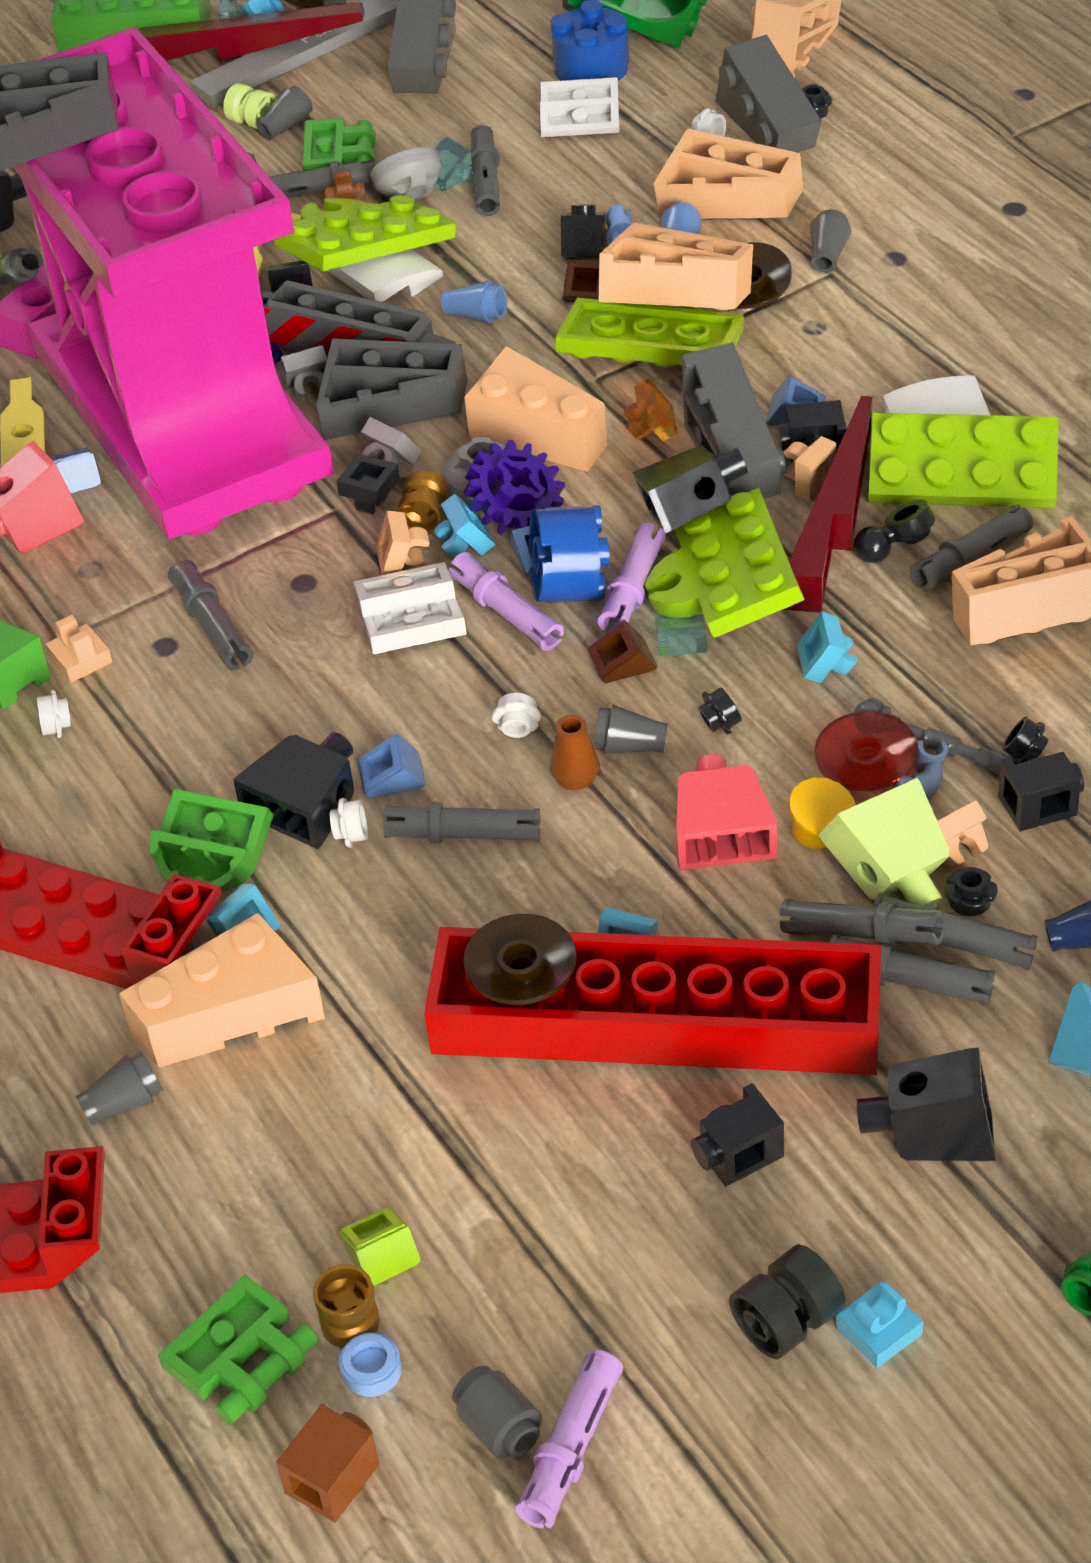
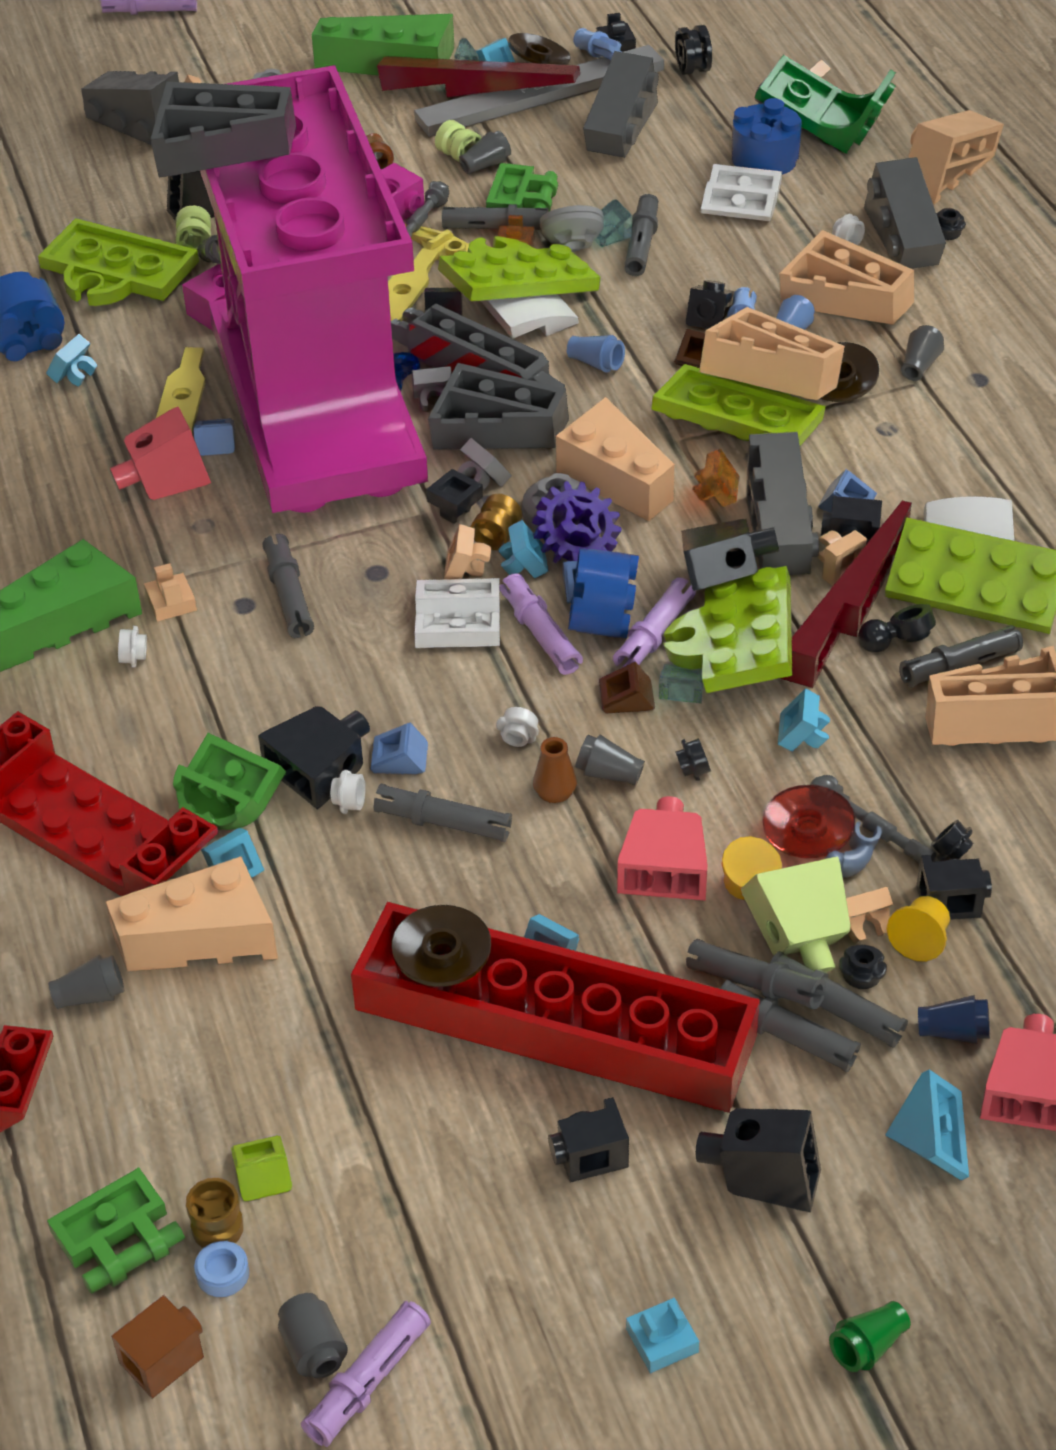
camera: 10 degrees right, 0 degrees up
(792, 1296) = (583, 1297): pearl dark grey wheel -> none
(1020, 839) = (919, 929): none -> yellow piece

